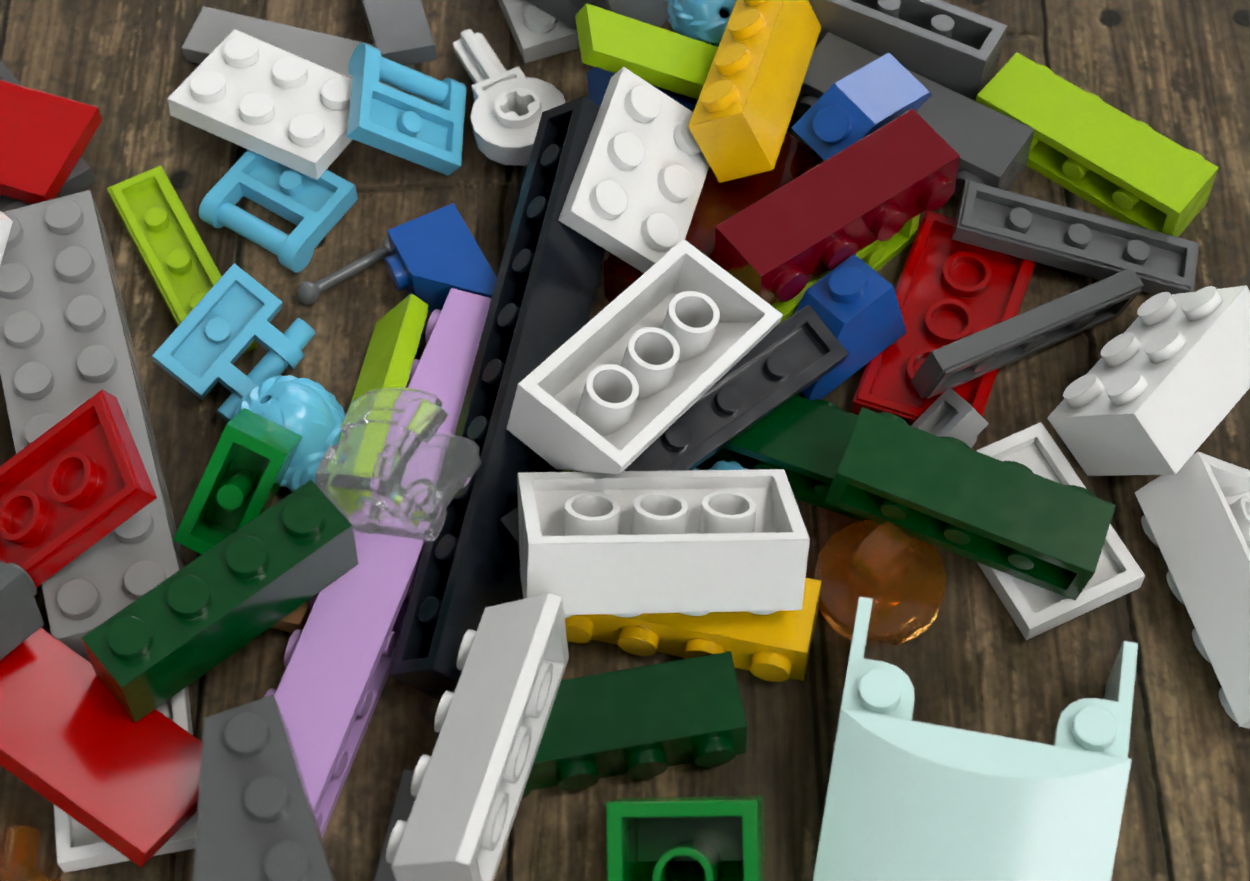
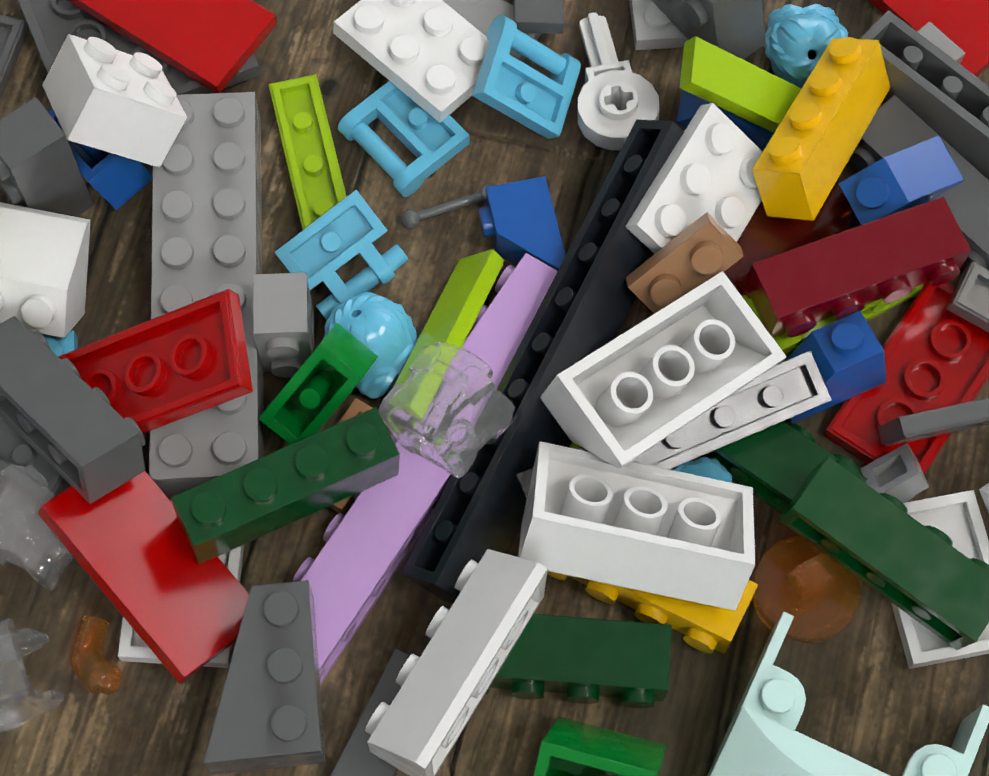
camera: 10 degrees right, 10 degrees up
(176, 423) = (283, 321): none -> light grey brick
(637, 240) = (684, 263): none -> medium nougat plate

